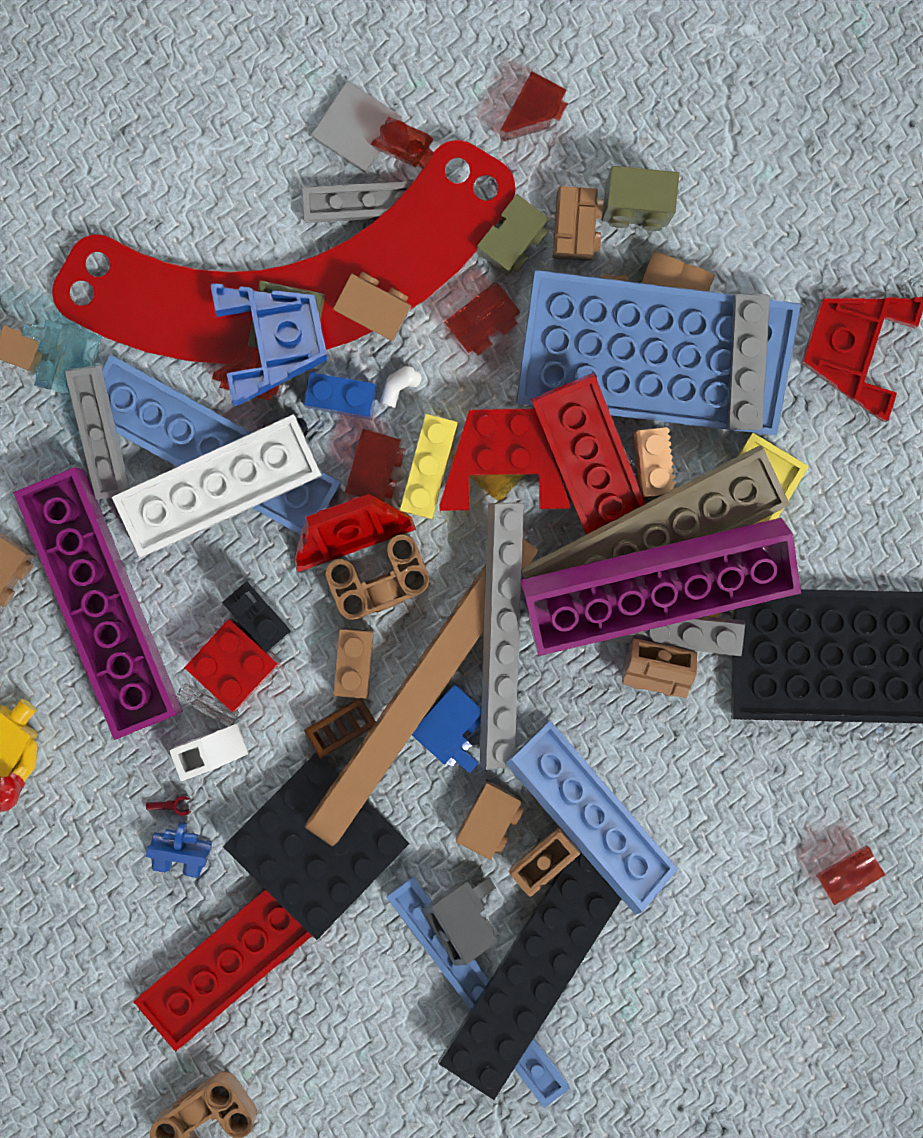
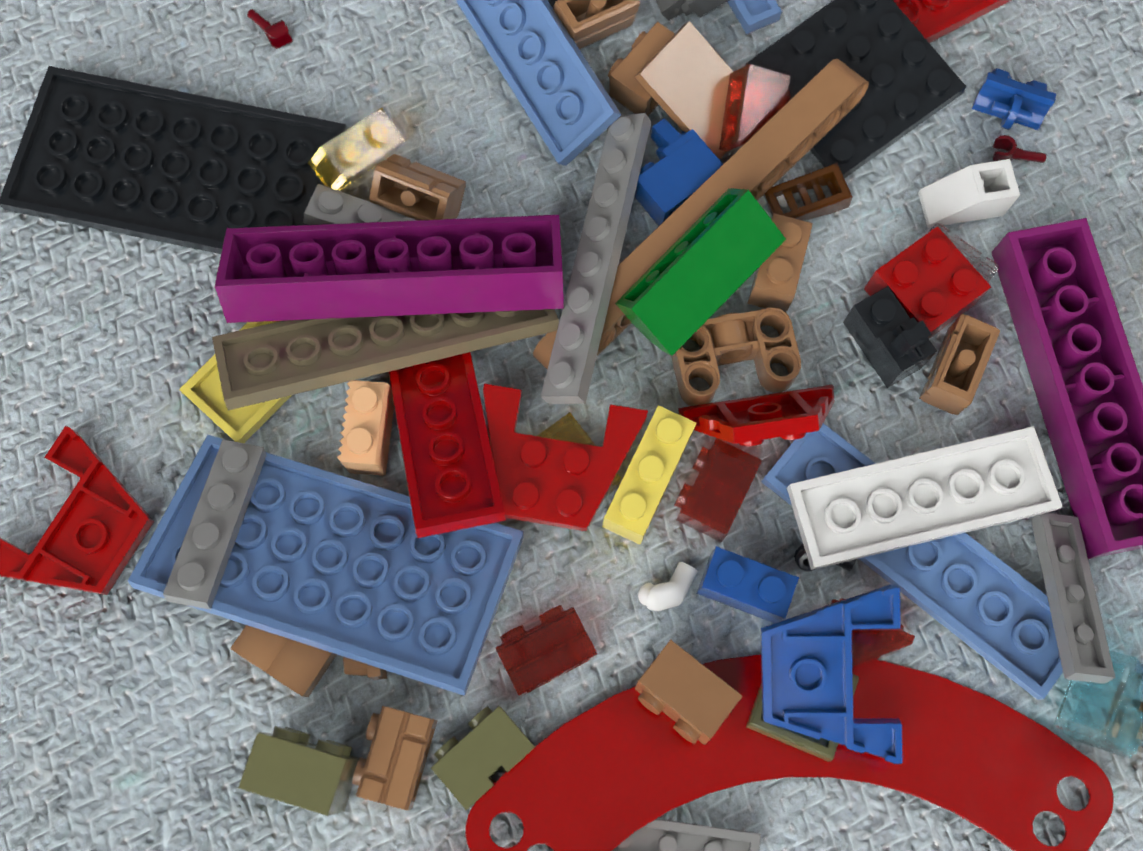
camera: 170 degrees left, 15 degrees down
(200, 601) = (960, 364): none -> medium nougat brick
(398, 794) = (751, 102): none -> clear red slope
(417, 632) = (701, 270): none -> green brick
(443, 802) = (690, 84): none -> tile
(716, 691) = (356, 150): none -> clear yellow brick
(813, 797) = (276, 33): none -> dark red hand

